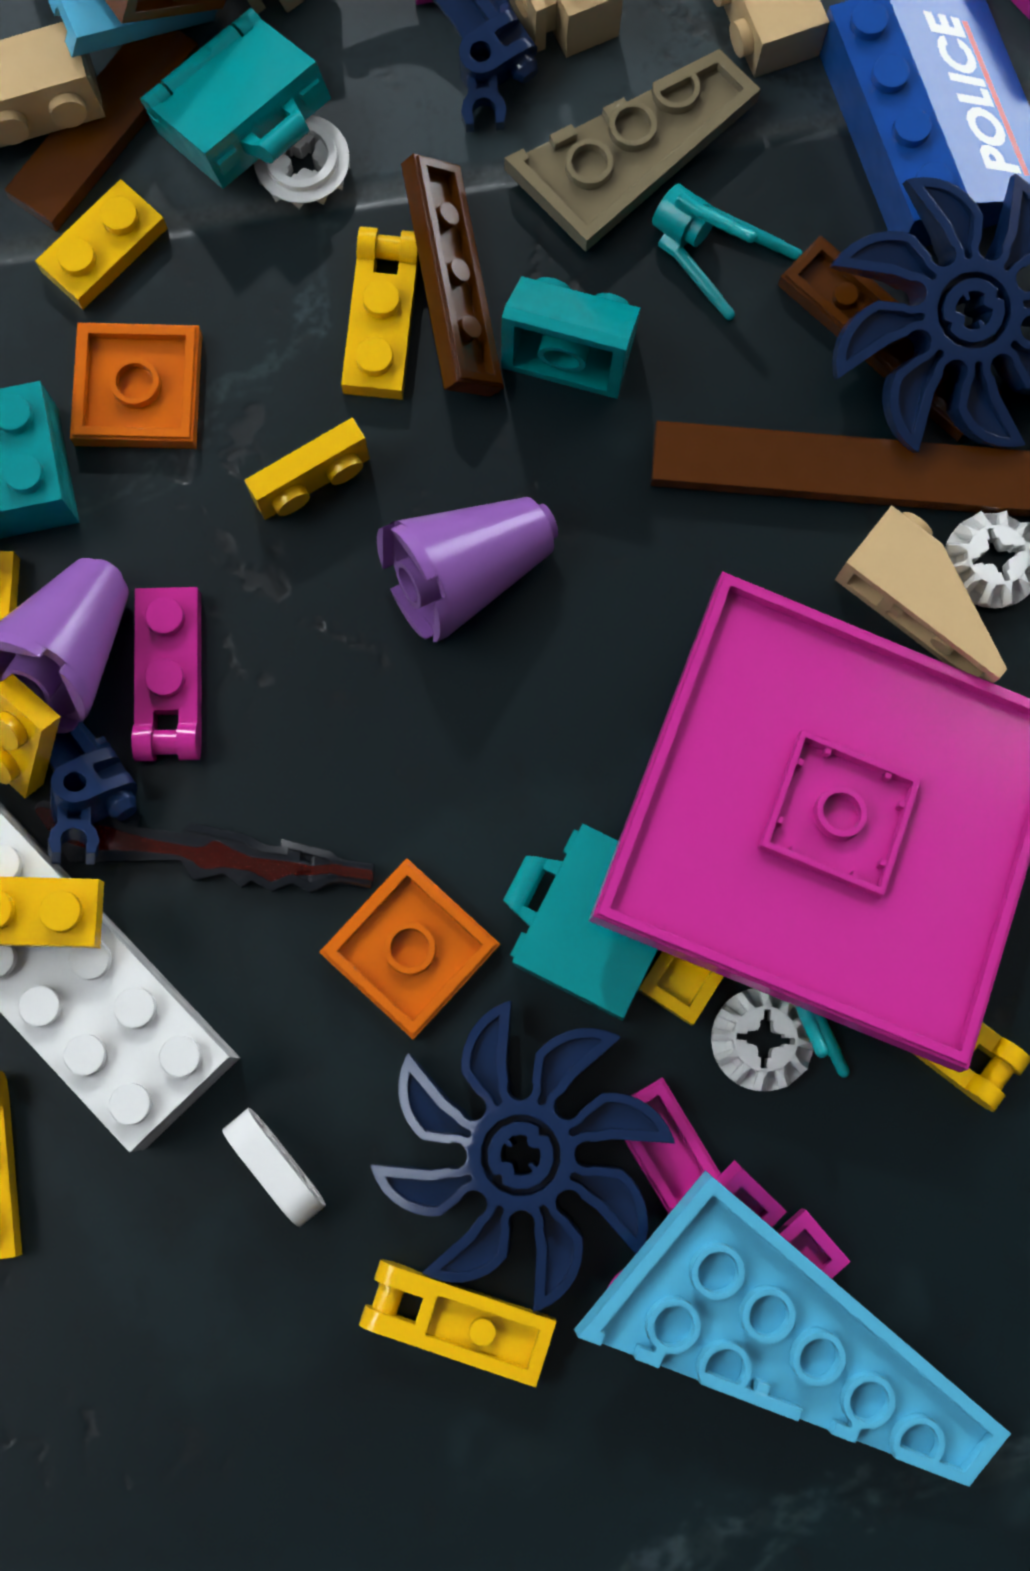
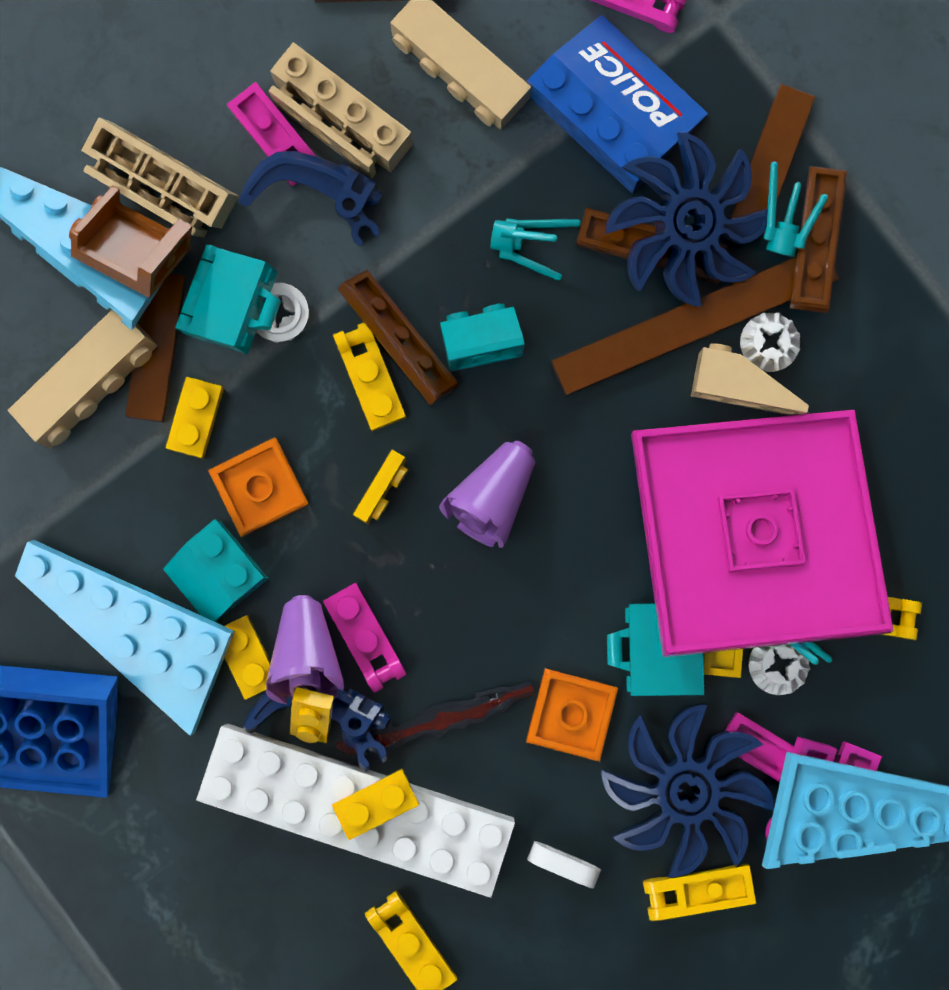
camera: 25 degrees left, 5 degrees up
(614, 162) = (453, 219): dark tan wing -> none

